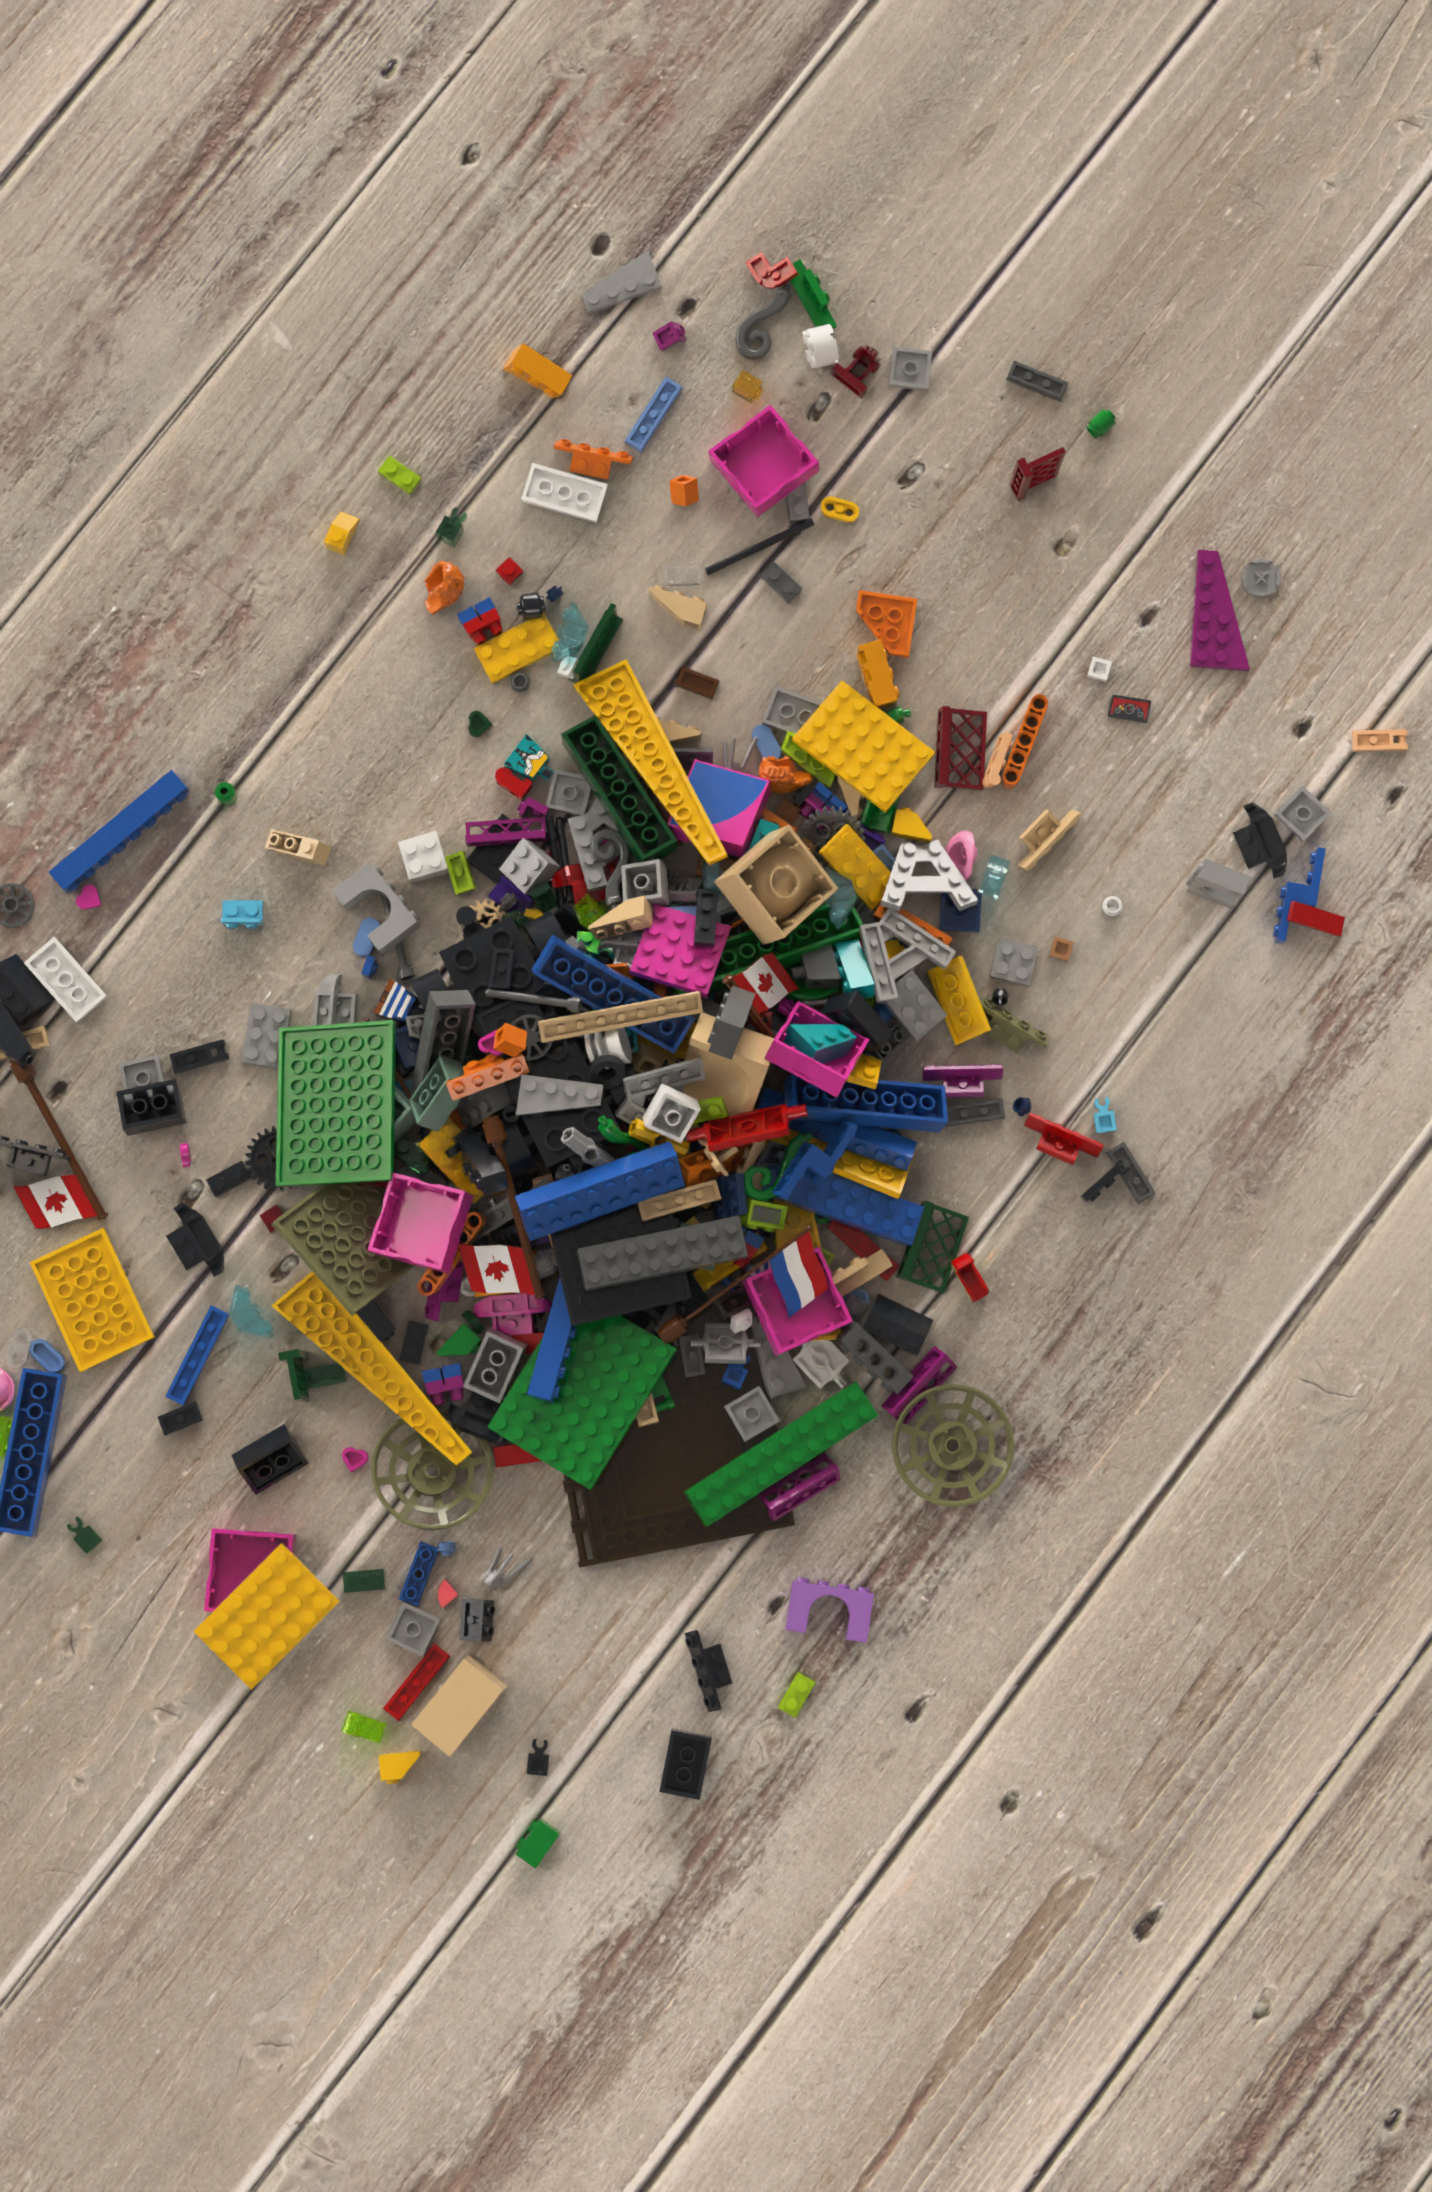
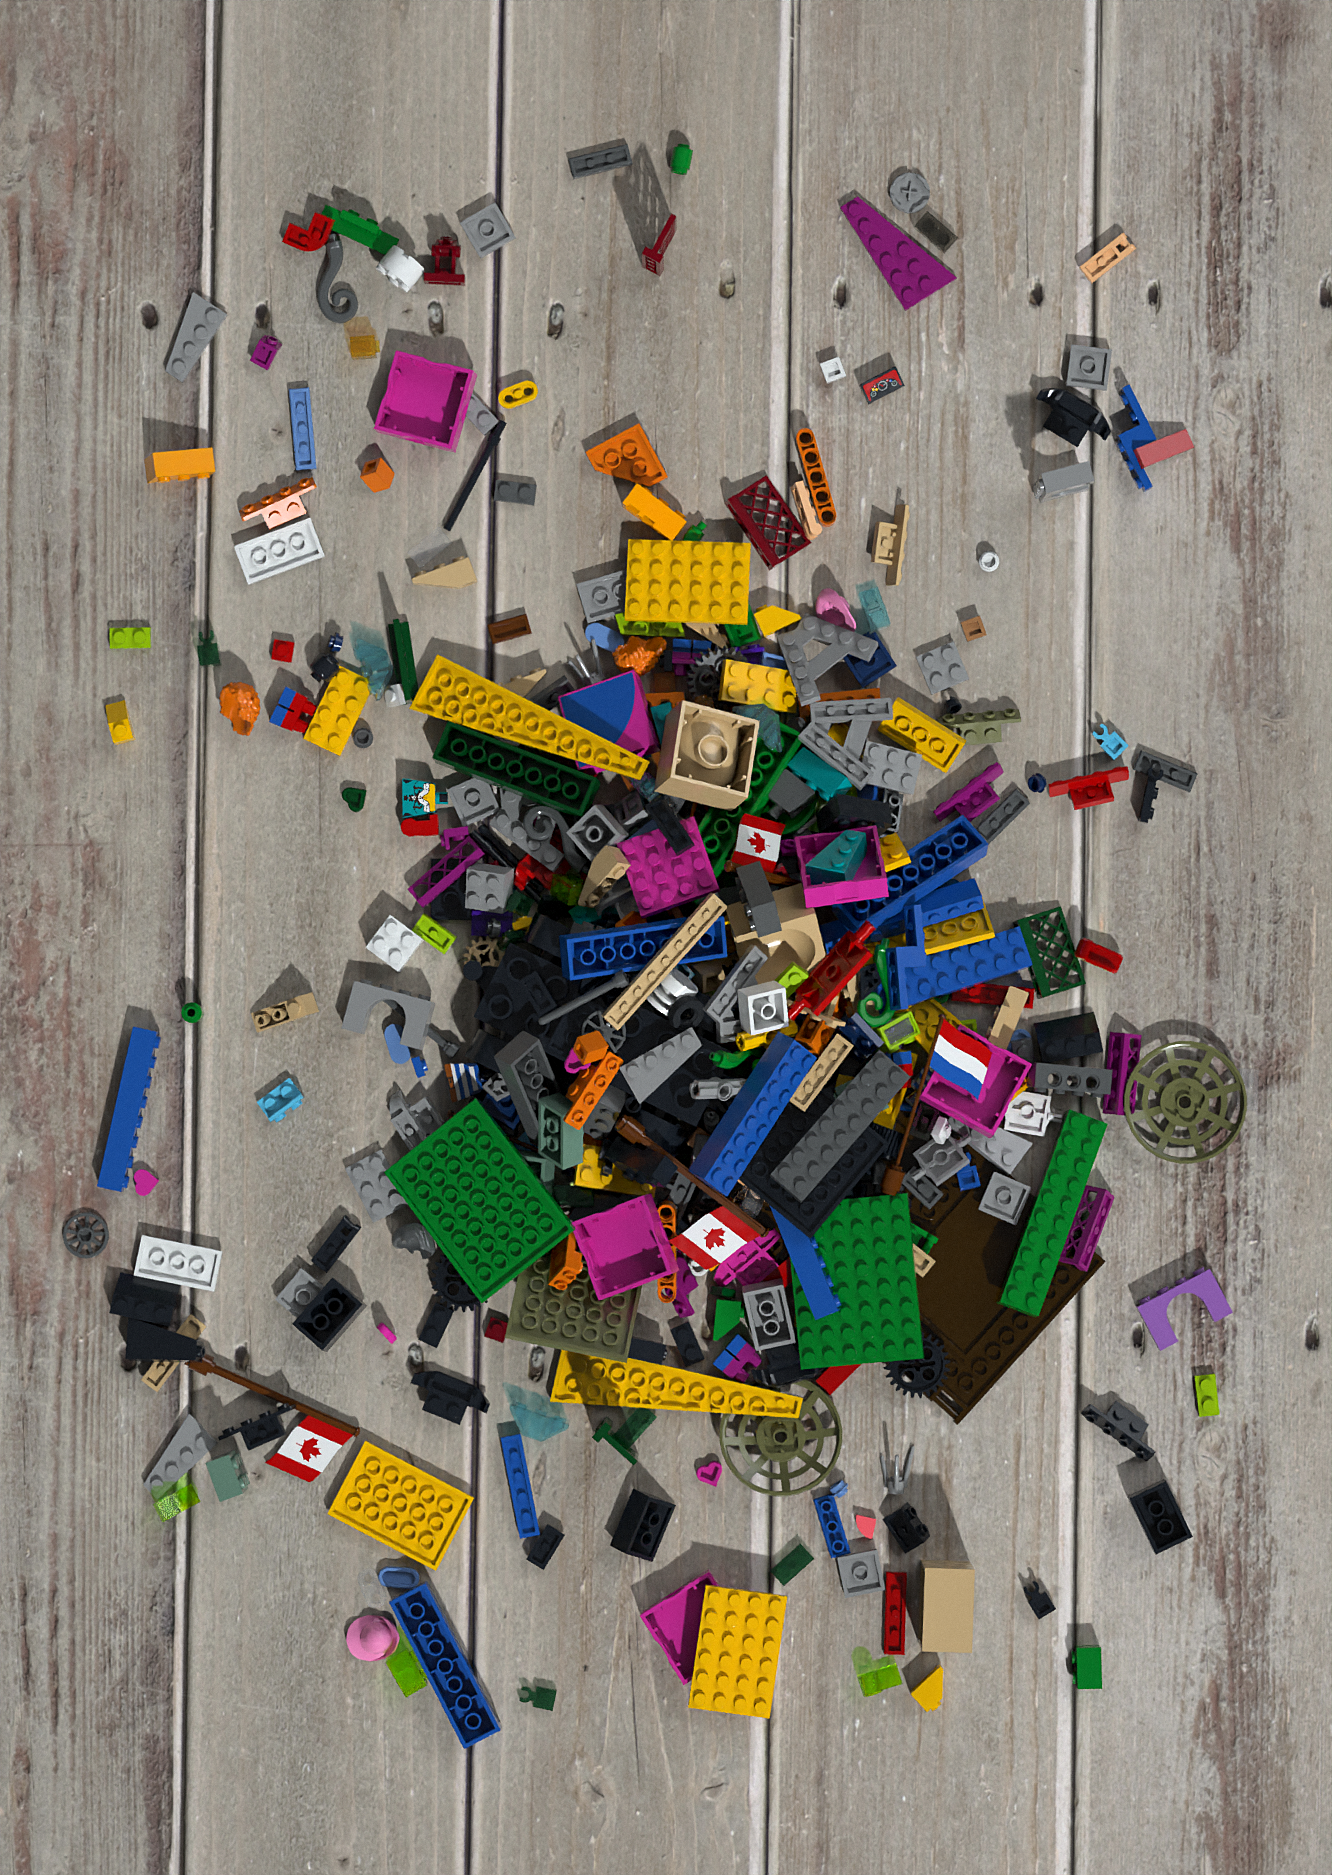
camera: 30 degrees left, 5 degrees up
(263, 1097) = (414, 1238): none -> dark grey piece
(364, 1202) = (565, 1263): none -> orange plate
(572, 1510) = (918, 1383): none -> black gear
(1259, 623) = (935, 232): none -> clear smoke plate

